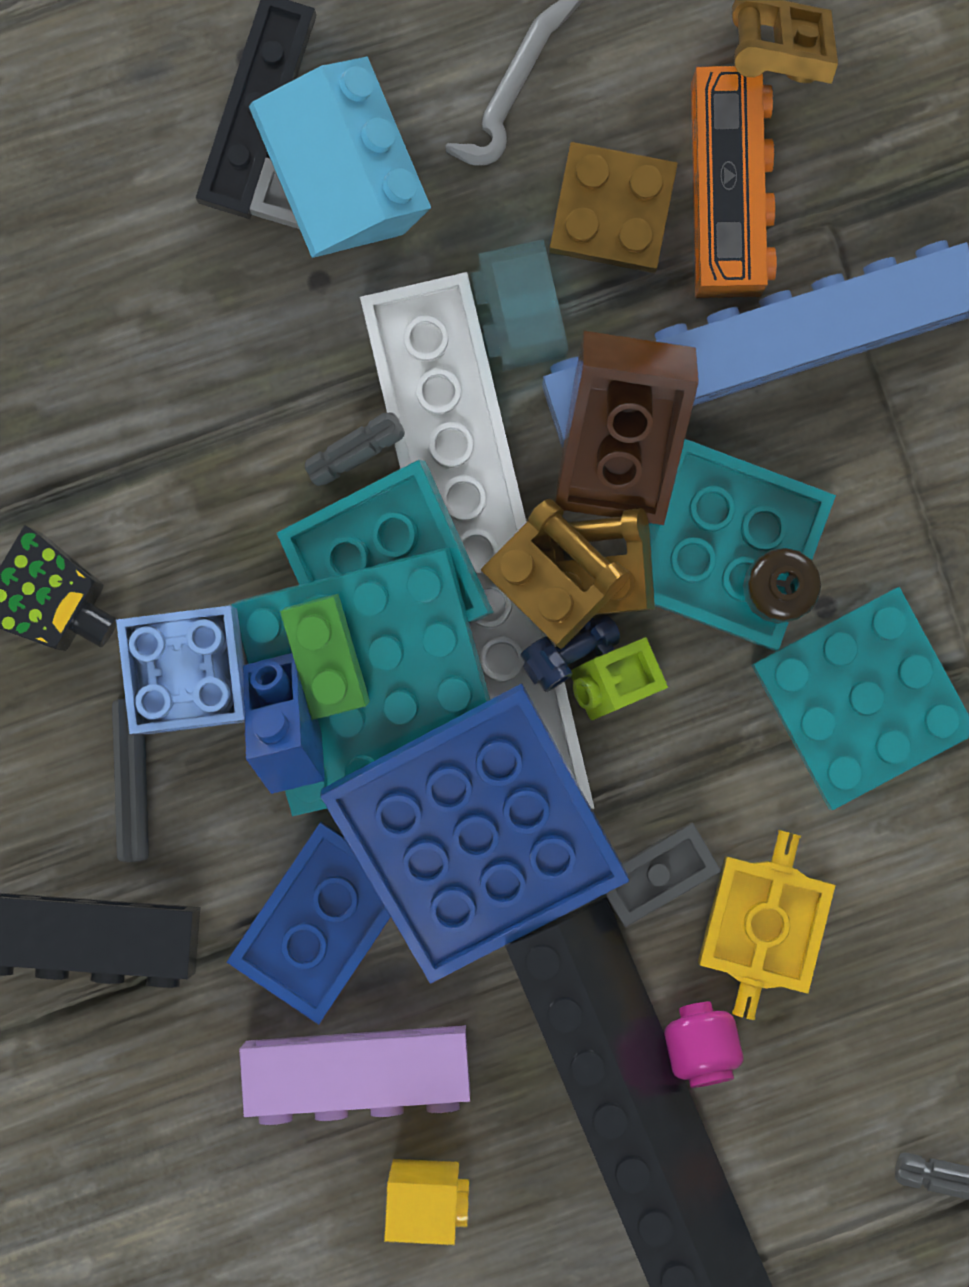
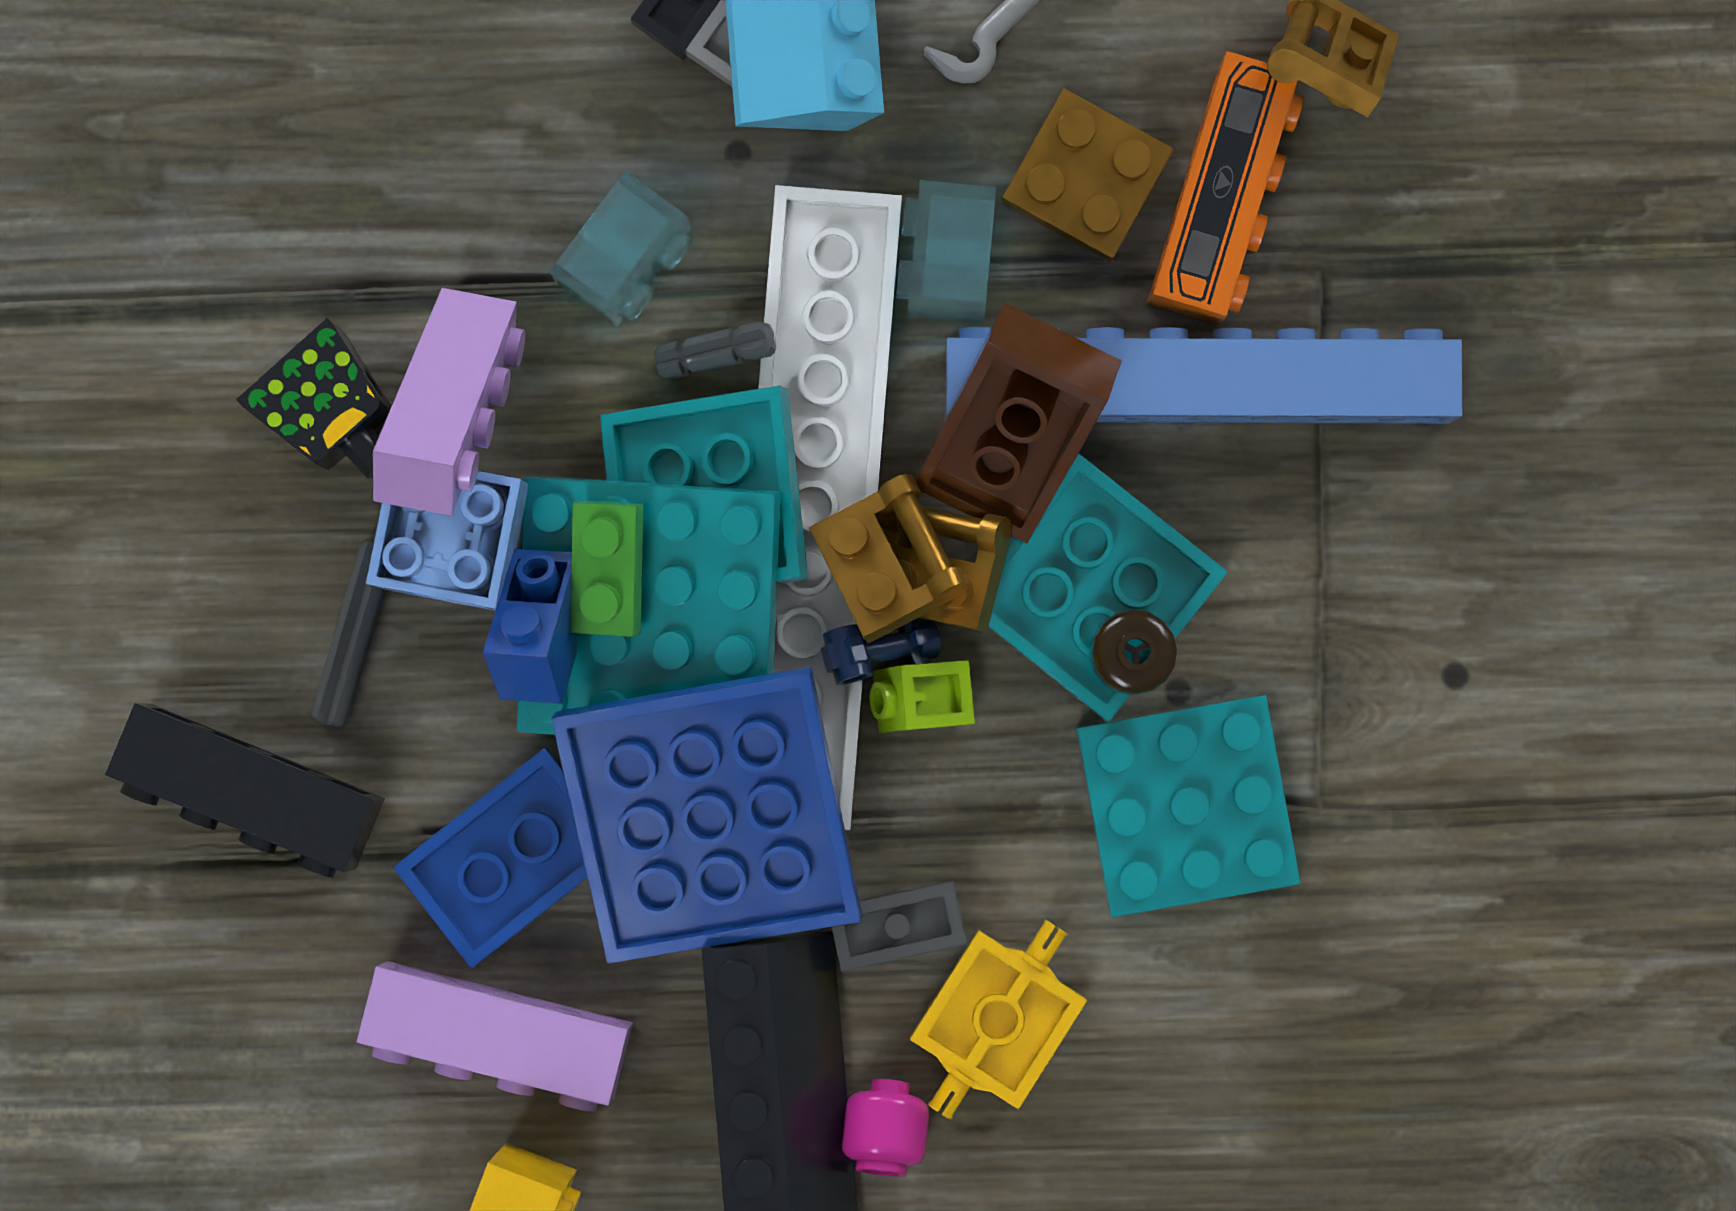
camera: 20 degrees right, 0 degrees up
(149, 562) = (447, 403): none -> lavender brick
(251, 391) = (623, 250): none -> clear light blue brick

